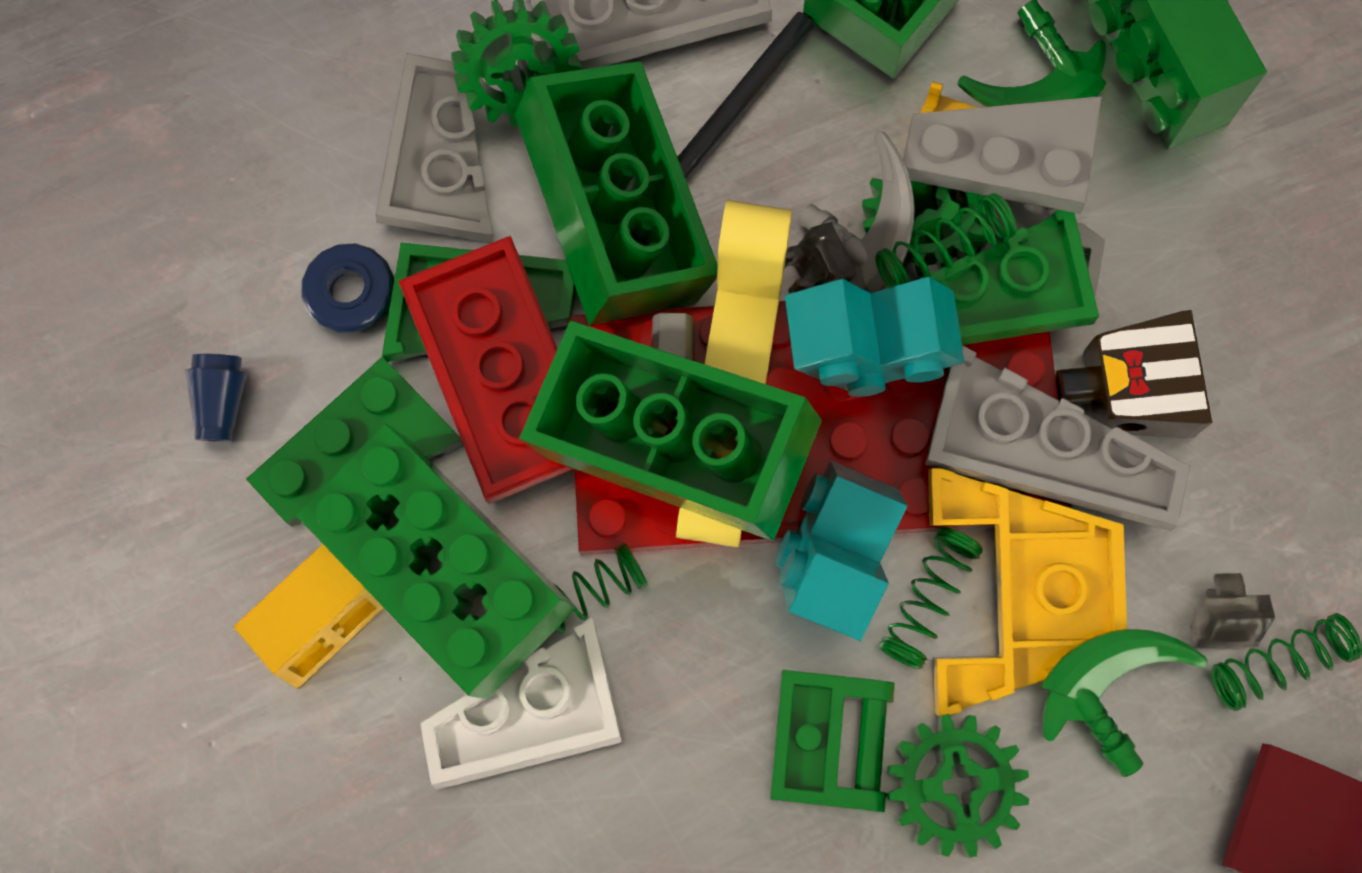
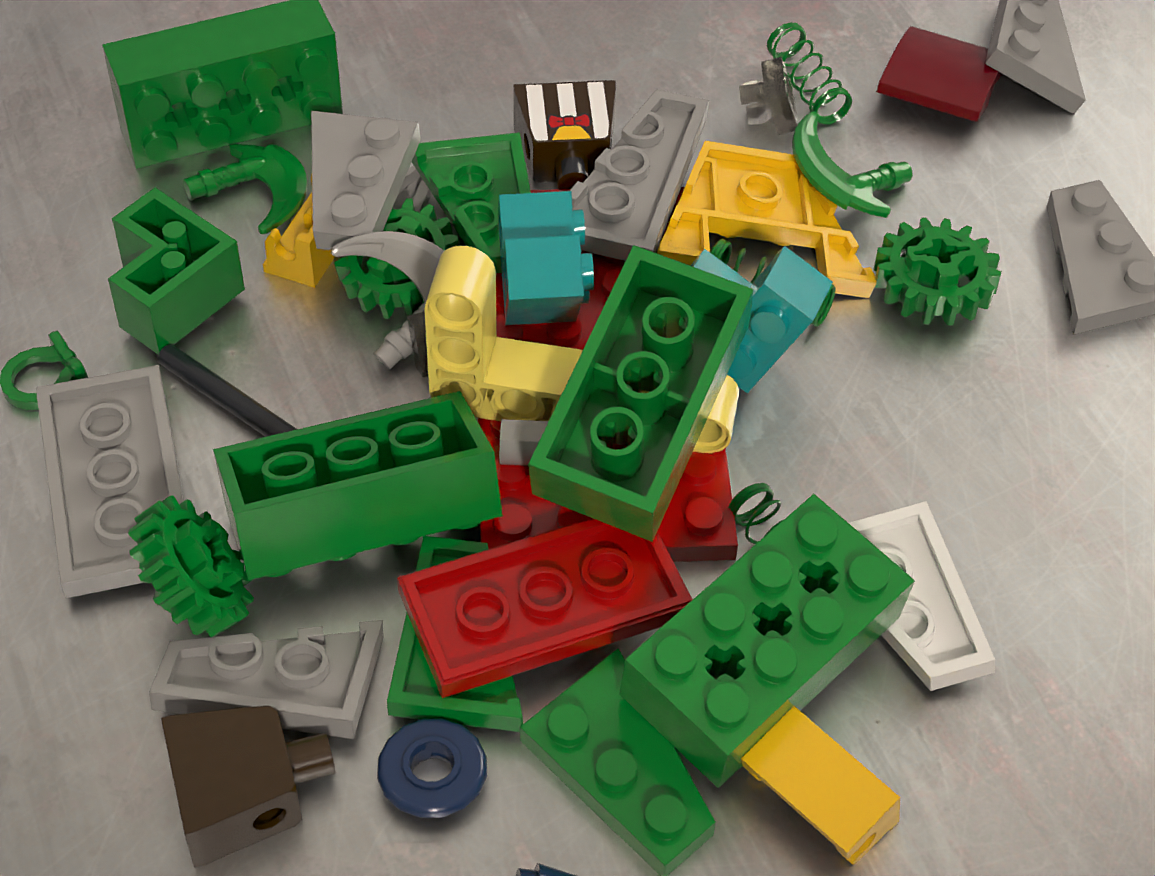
camera: 95 degrees left, 25 degrees down
(334, 132) = (238, 777): none -> dark brown torso
(811, 739) = (906, 361): green plate -> none
(993, 200) = (414, 197): green piece -> none

